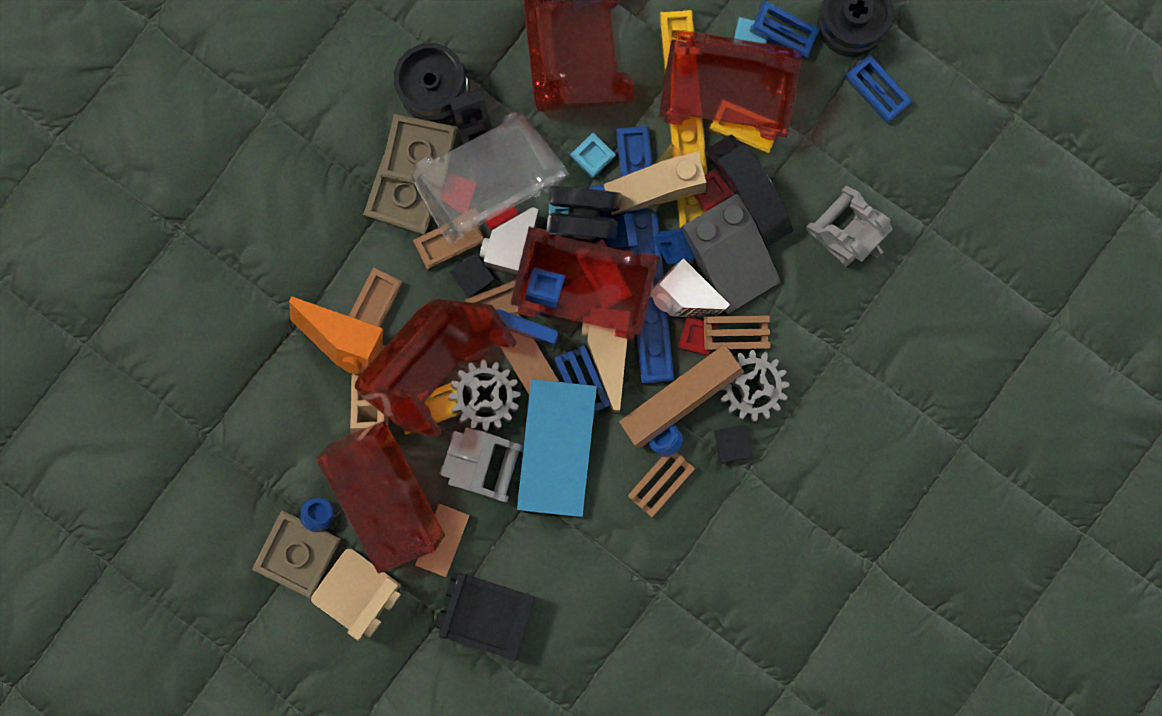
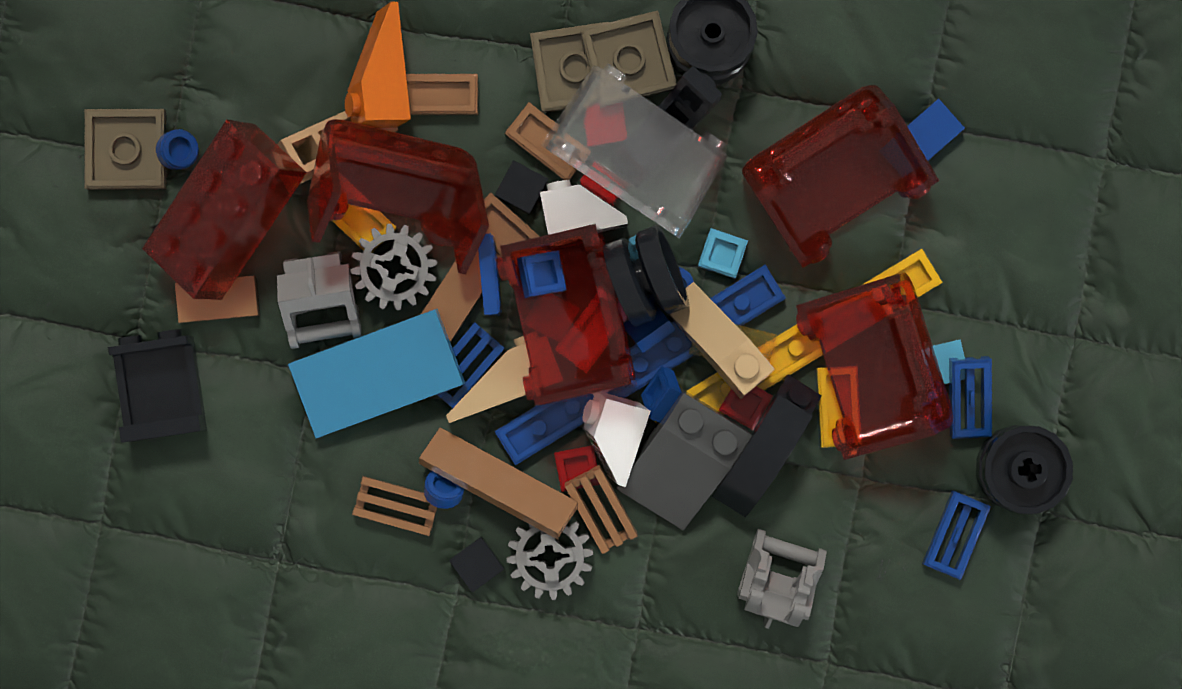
camera: 70 degrees right, 5 degrees up
(356, 594) = (111, 235): tan bracket -> none

